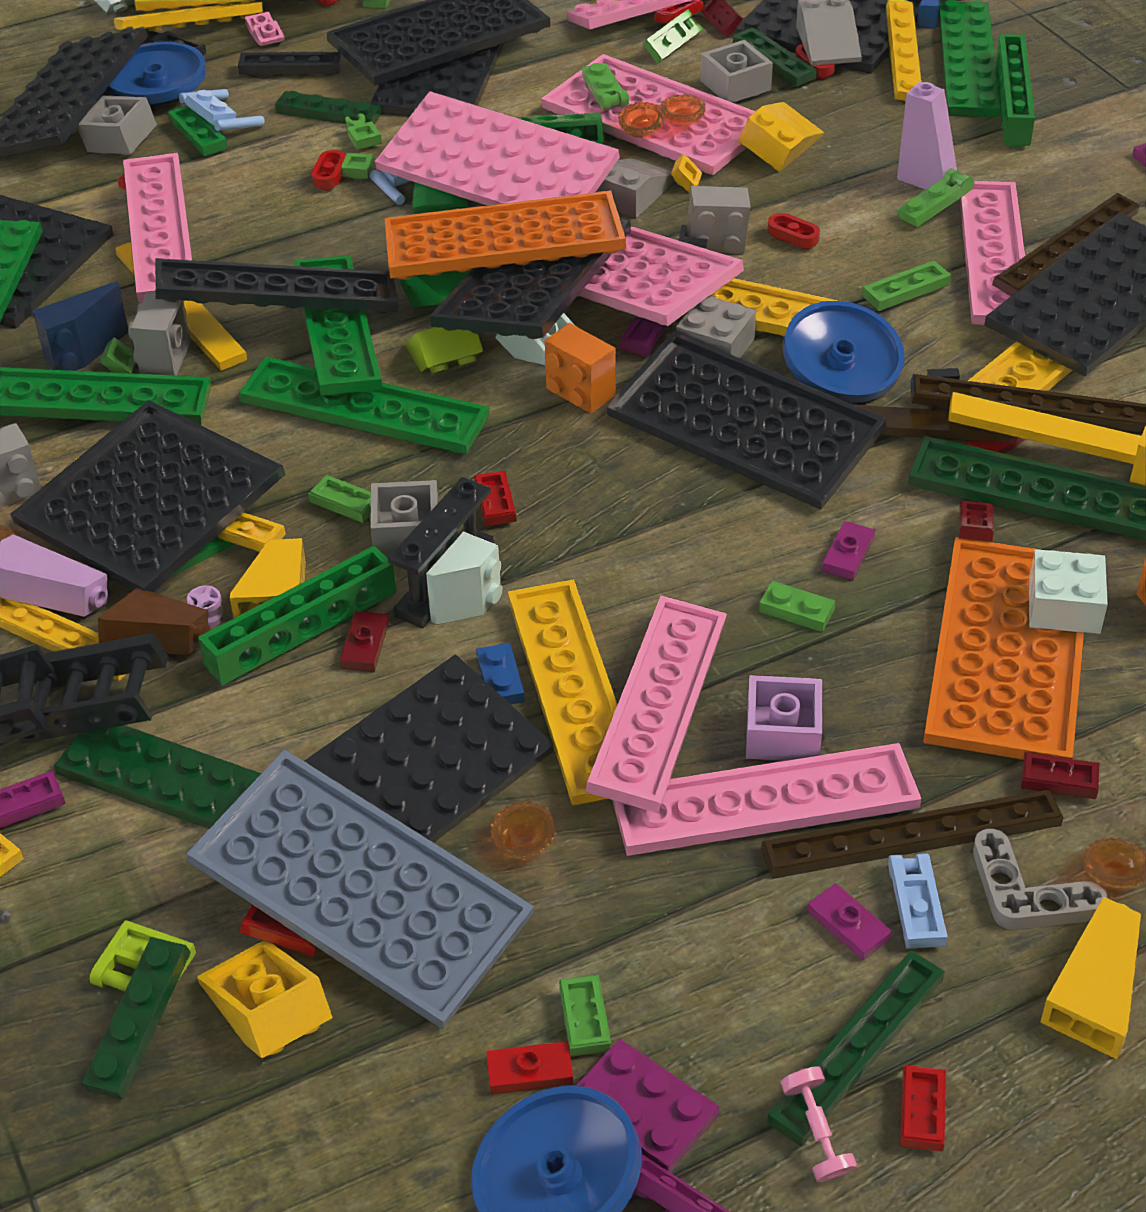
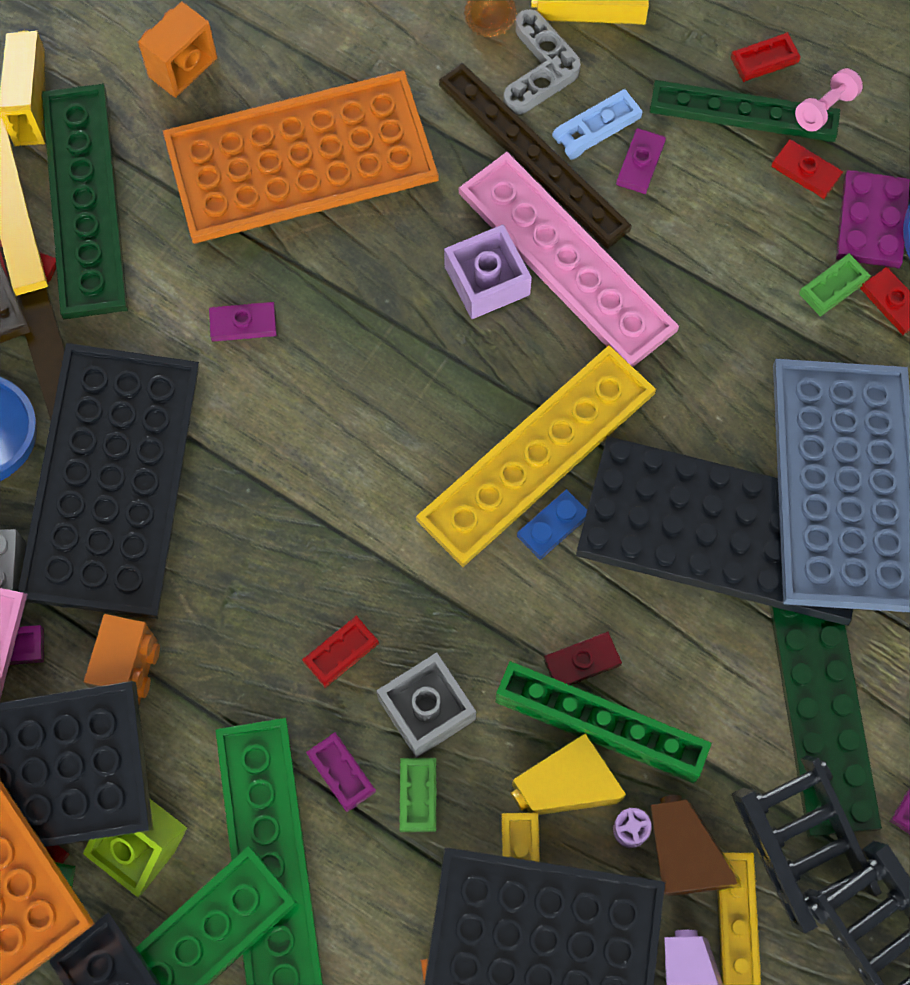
camera: 120 degrees left, 25 degrees up
(399, 464) = (341, 772): none -> magenta plate
(427, 539) = (463, 631): black fence -> none
(464, 580) = (482, 596): light aqua slope -> none
(523, 830) = (710, 407): clear orange hat -> none
(657, 705) = (522, 370): bright pink plate -> none
(746, 1073) = (807, 169): none -> red plate
(797, 606) = (335, 332): bright green plate -> none
(976, 521) = (158, 232): dark red plate -> none
(1060, 775) = (422, 76): dark red plate -> none
(1067, 591) = (233, 119): light aqua brick -> none

